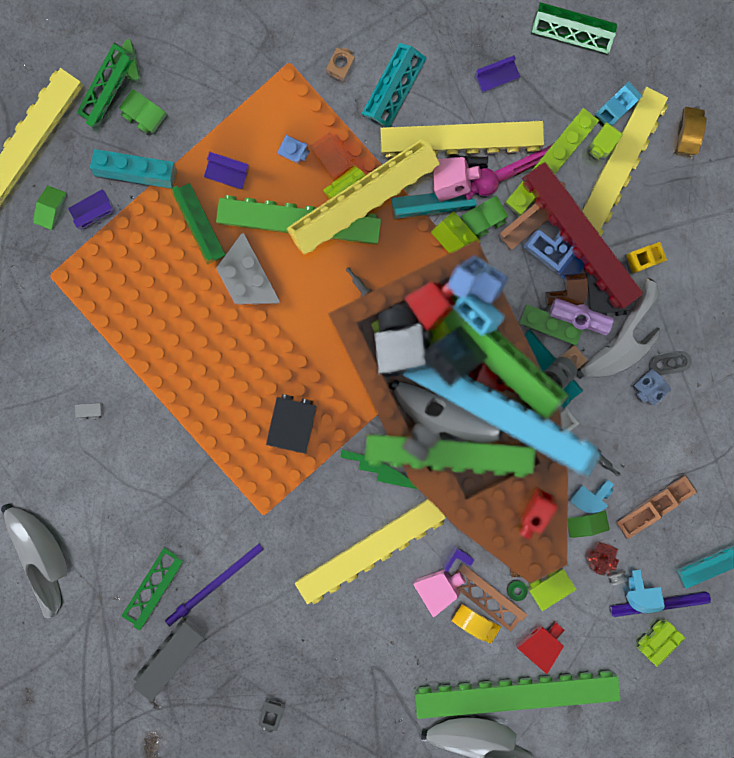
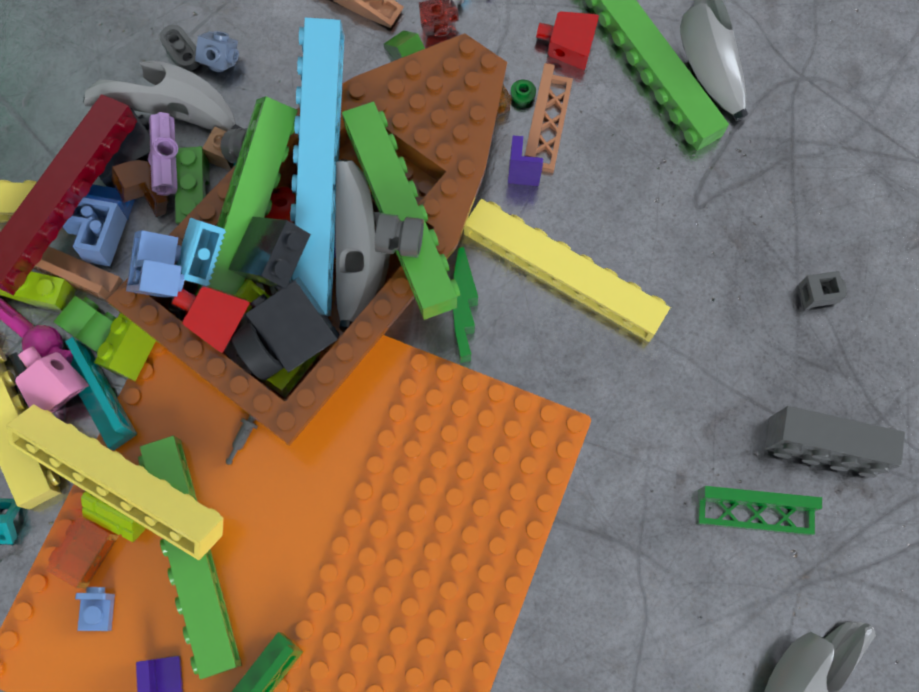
camera: 120 degrees left, 15 degrees down
(184, 609) = (760, 458): dark purple bar -> none
(245, 276) = (295, 591): light grey wing -> none
(291, 424) = (460, 433): black brick -> none
(439, 590) = (568, 170): bright pink torso -> none
(476, 624) = (585, 115): yellow brick -> none
(541, 506) = (418, 75): red torso -> none
(551, 588) = (515, 53): lime brick -> none
(589, 501) = (369, 54): medium azure brick -> none
(646, 257) = (61, 120): yellow brick -> none

